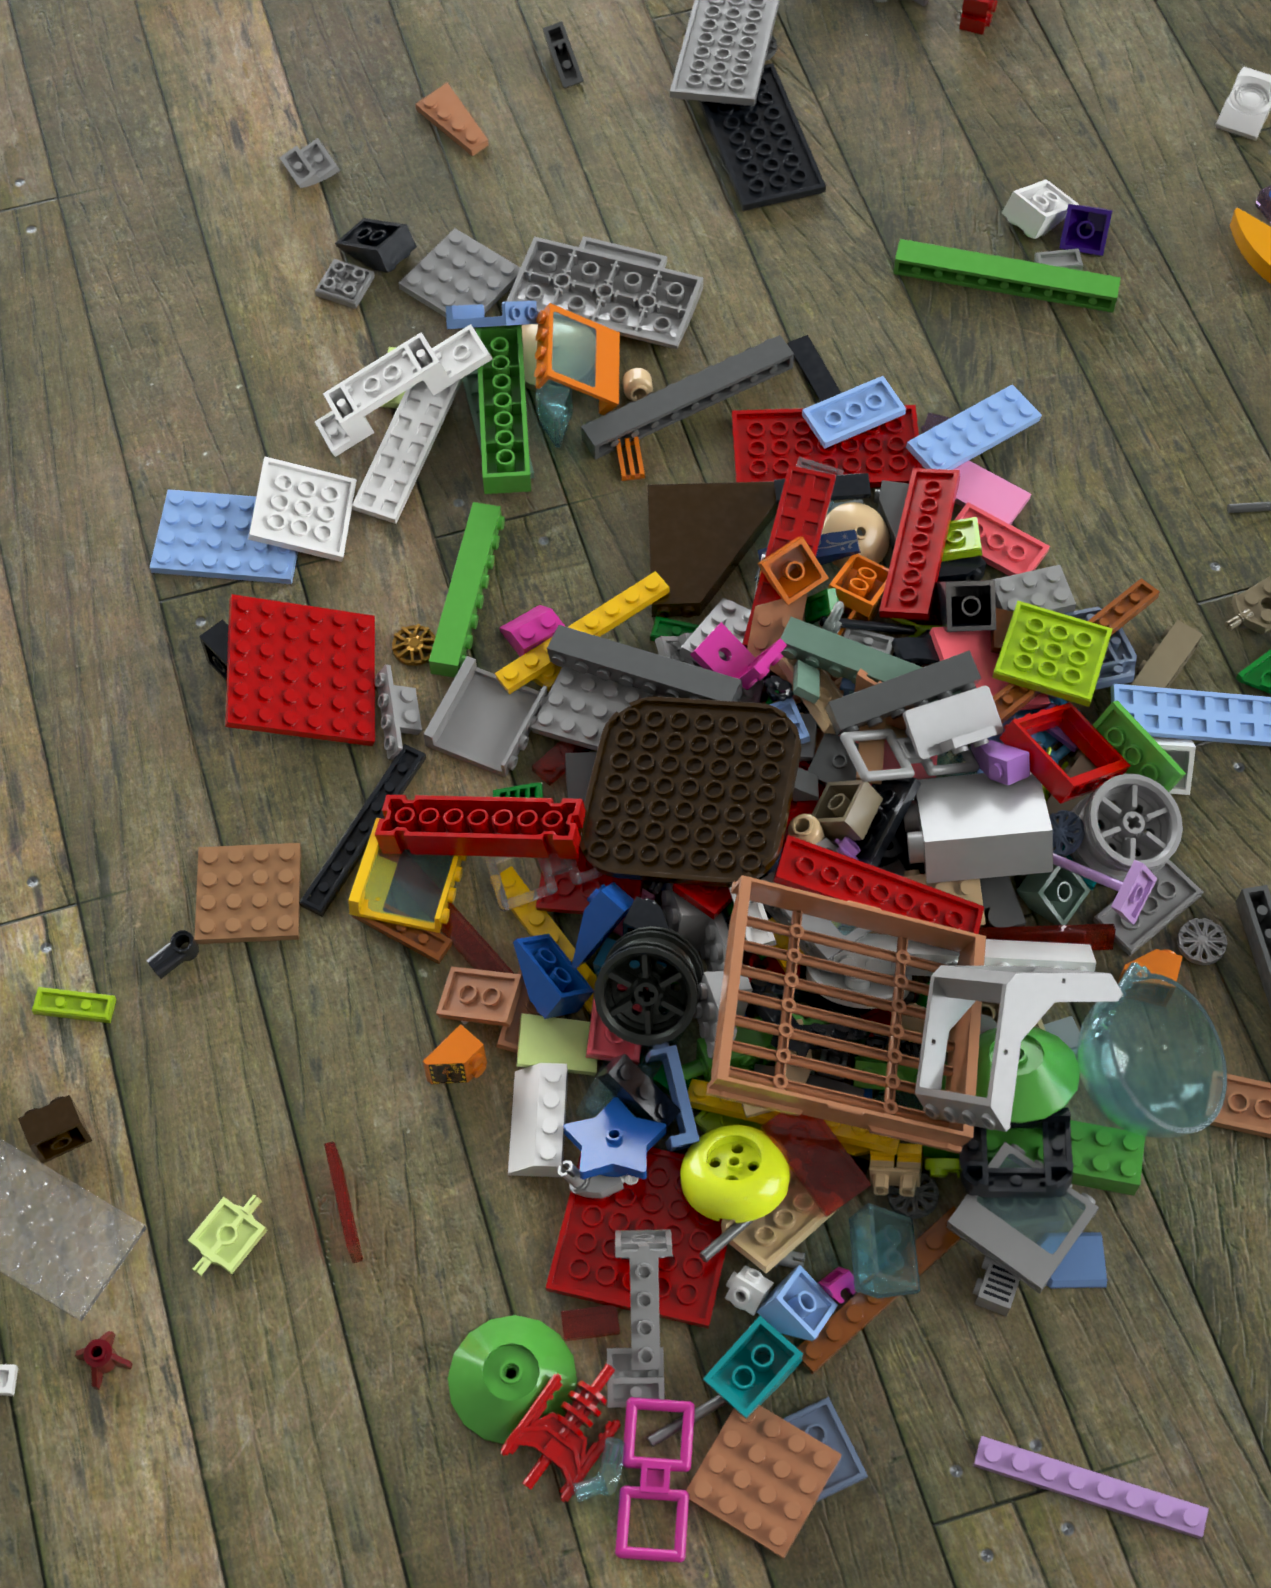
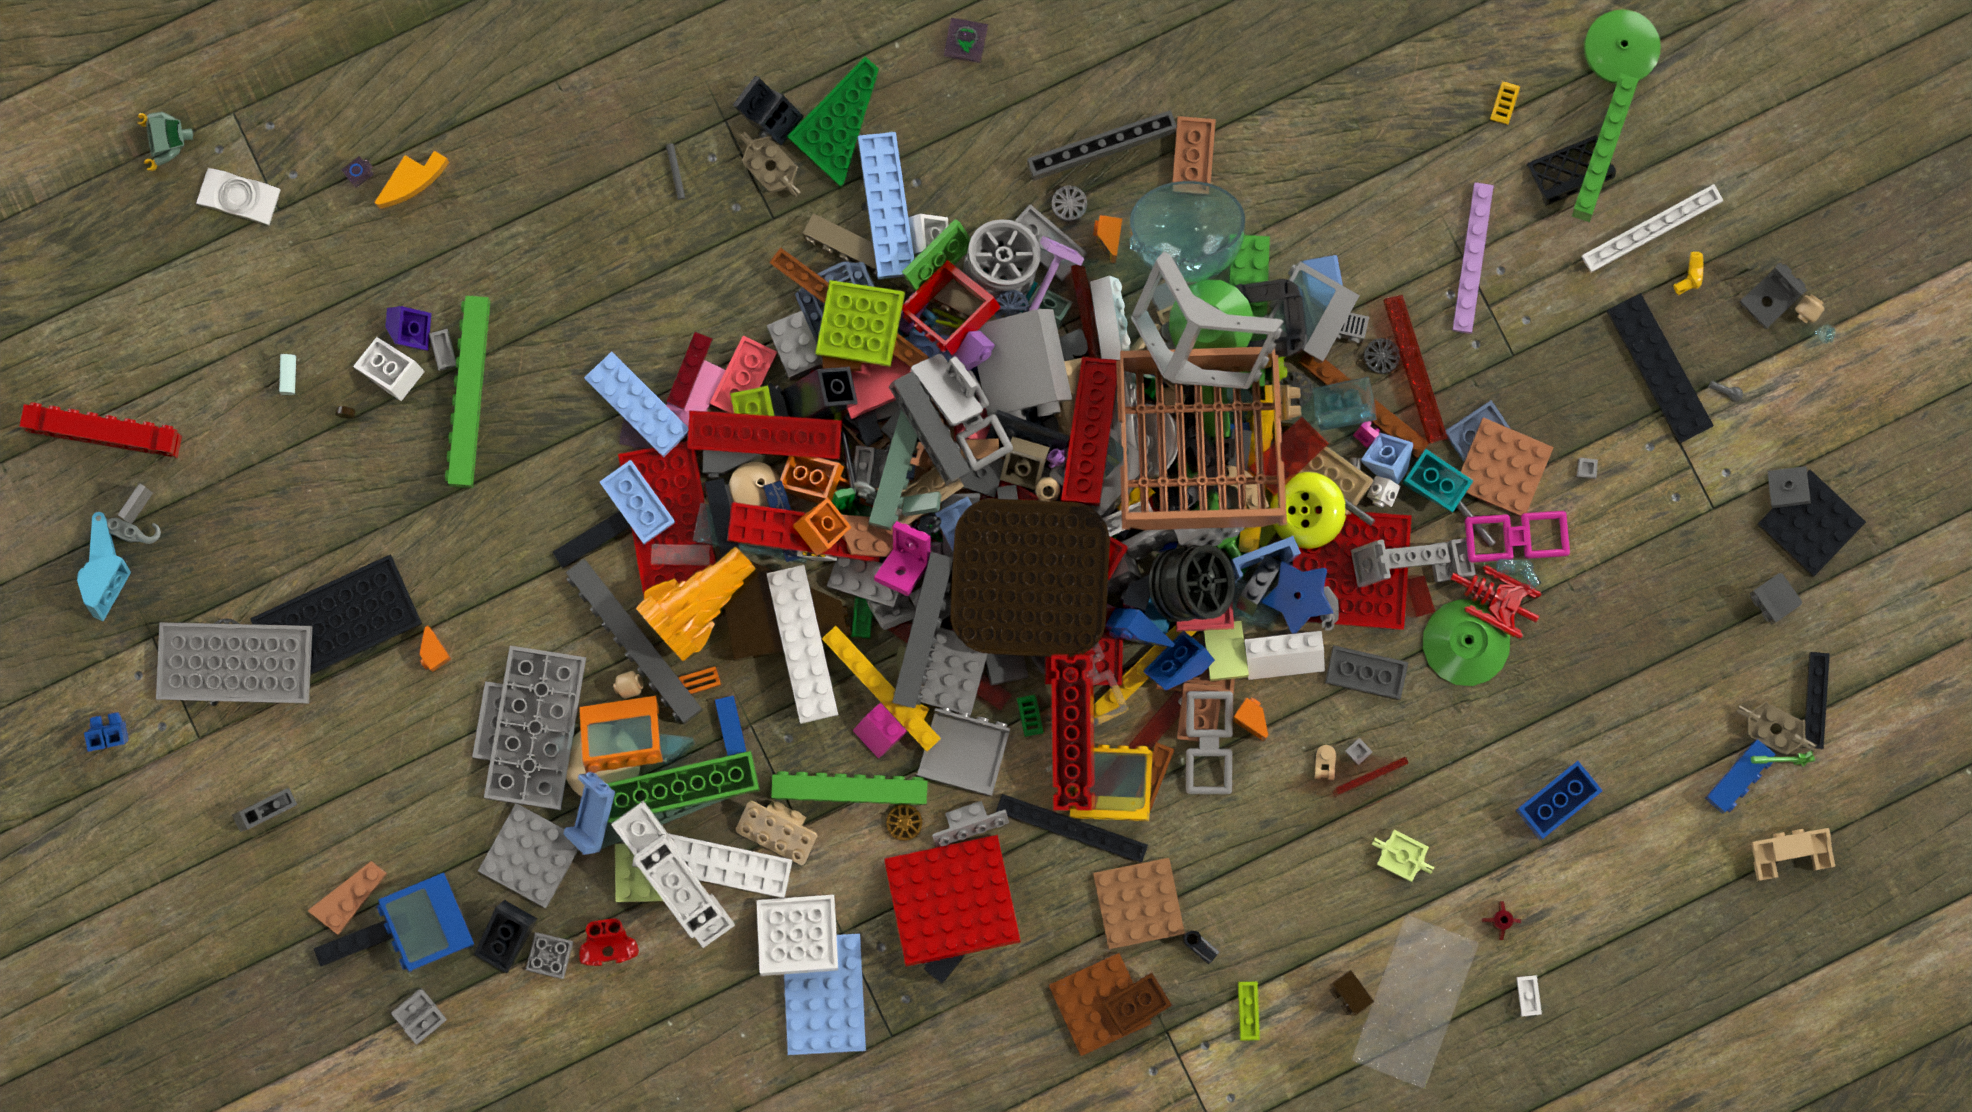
camera: 100 degrees left, 20 degrees up
(118, 865) = (1137, 1004): none -> reddish brown tile
(132, 830) = (1081, 1001): none -> dark orange plate
(251, 1469) = (1559, 800): none -> blue brick
(353, 330) = (592, 951): none -> red piece
(385, 1198) = (1358, 751): none -> light grey plate
(389, 1156) = (1325, 756): none -> tan plate
(405, 127) = (352, 943): none -> black plate
(407, 172) = (424, 922): none -> panel
(436, 1001) = (1209, 741): none -> light grey bar
(438, 510) = (777, 830): none -> tan bracket
(494, 1230) = (1366, 672): none -> dark grey tile
(570, 481) = (730, 725): none -> blue tile
(651, 551) = (802, 644): none -> white plate
(711, 213) = (432, 651): none -> orange slope
(713, 428) = (686, 610): none -> light orange cone
(783, 447) = (680, 554): none -> clear tile
(926, 1368) = (1415, 369): none -> clear red plate
(950, 1325) = (1381, 356): none -> dark grey wheel
(993, 166) = (345, 412): none -> dark brown tile
(1010, 486) = (689, 370): none -> dark red plate
(1042, 119) = (287, 374): none -> light aqua brick

